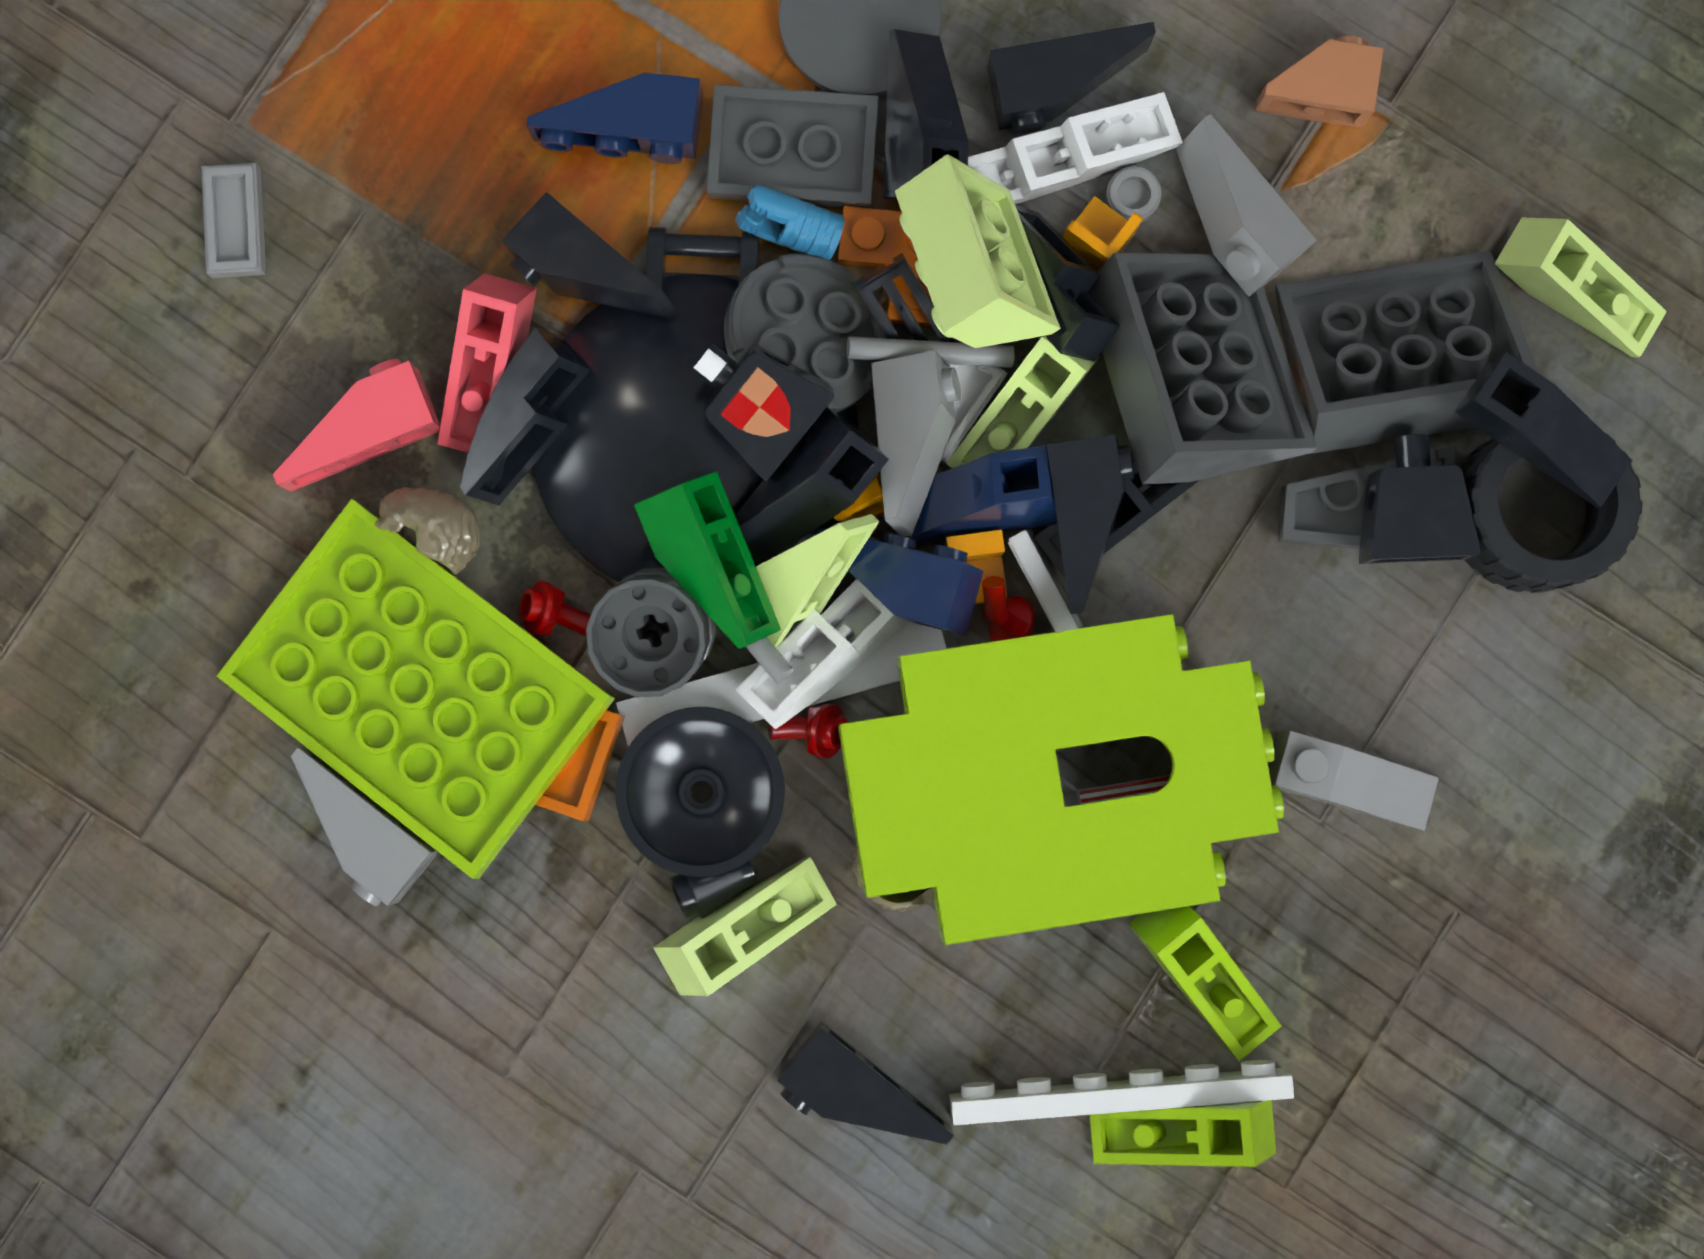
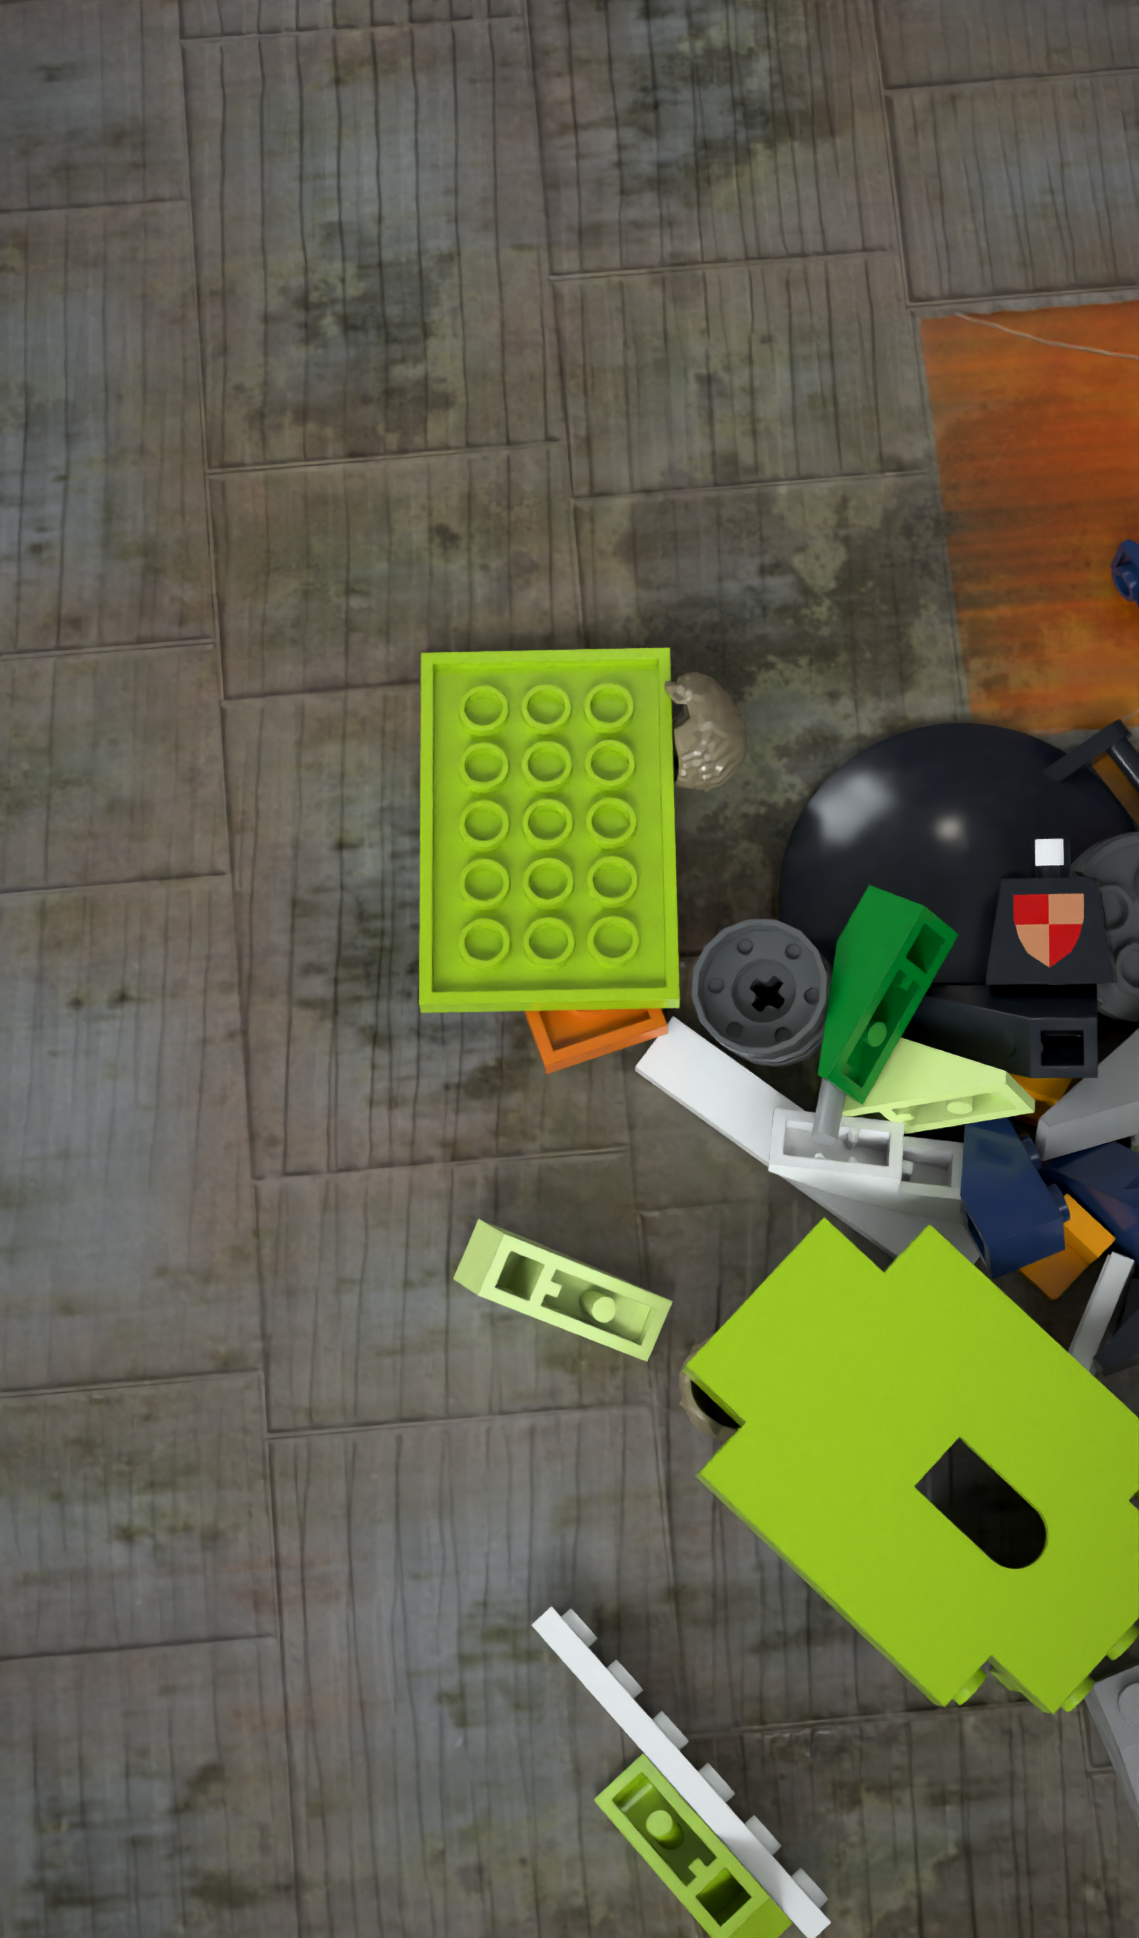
camera: 55 degrees right, 10 degrees down
(233, 220) = (827, 370): light grey tile -> none
(367, 422) = (746, 611): coral slope -> none
(367, 839) = (379, 889): light grey slope -> none
(489, 332) = (882, 670): coral slope -> none
(521, 416) = (862, 736): black slope -> none
(544, 607) = (705, 888): red plate -> none
(578, 263) = (1038, 681): black slope -> none
(658, 782) = (662, 1105): black dish -> none
(708, 893) = (576, 1229): black cone -> none
(817, 728) = (793, 1216): red plate -> none
(851, 1089) = (487, 1495): black slope -> none
(1007, 616) = (1038, 1300): red plate -> none
(1207, 977) = (857, 1767): lime slope -> none

